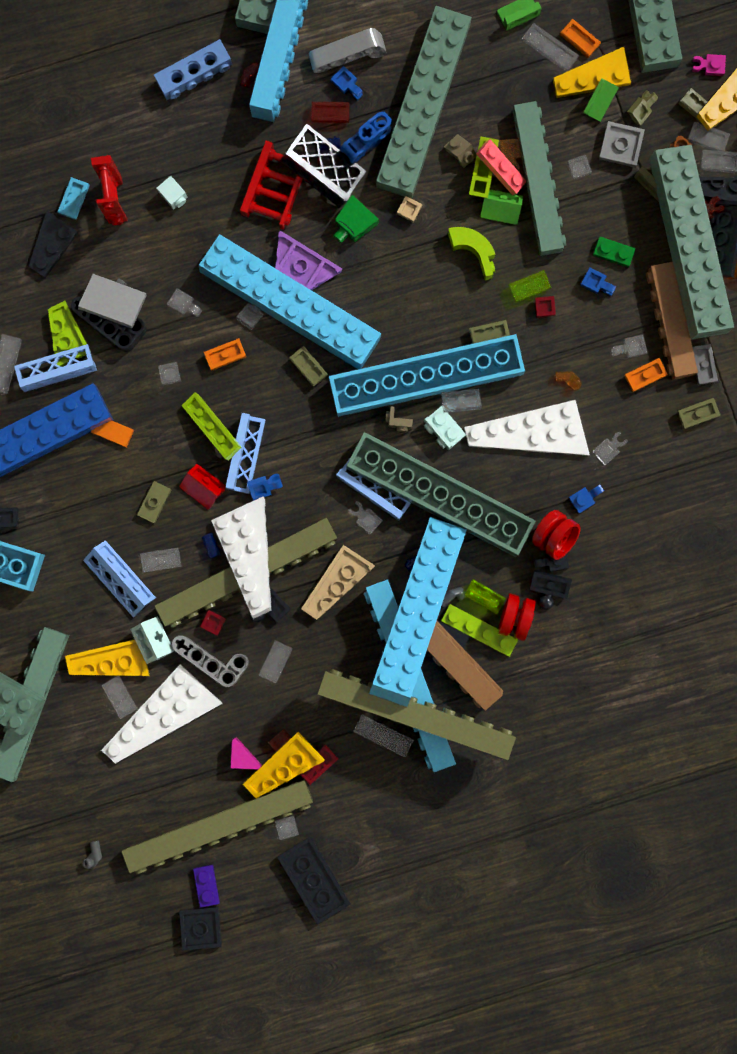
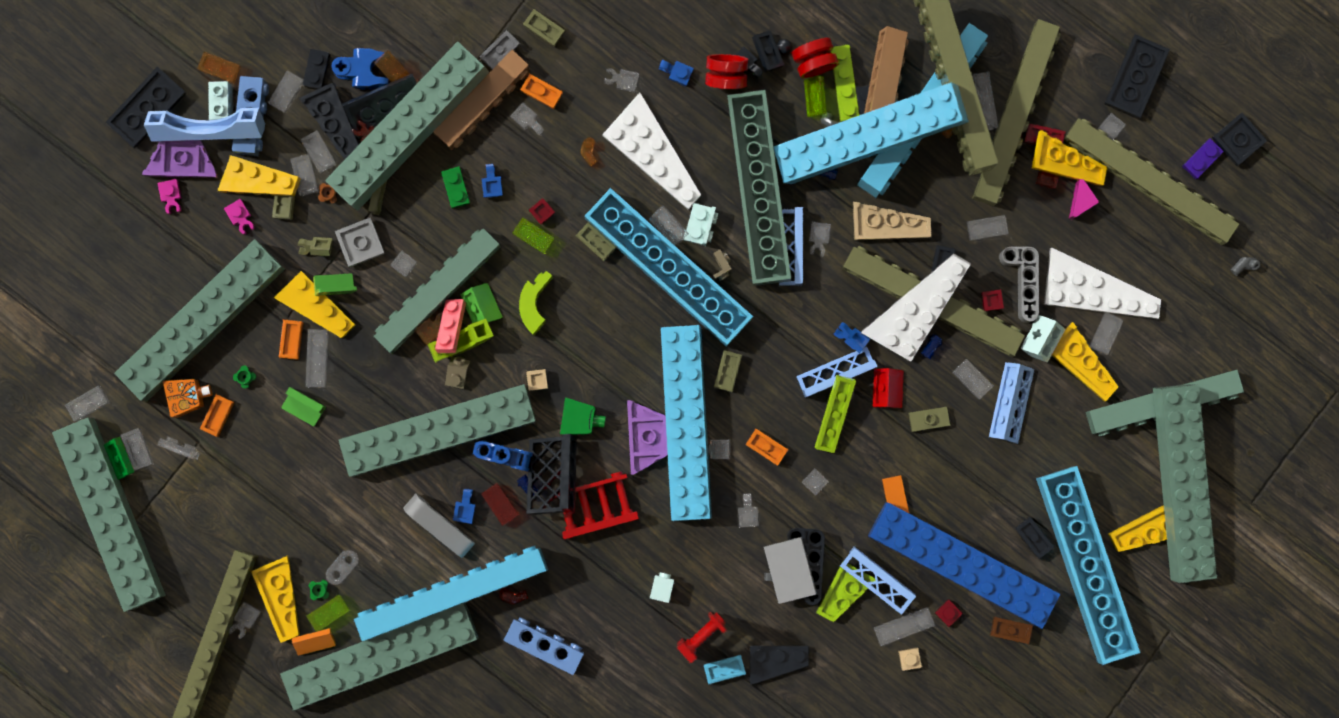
camera: 130 degrees left, 0 degrees up
(355, 756) = (1017, 109): none -> olive brick

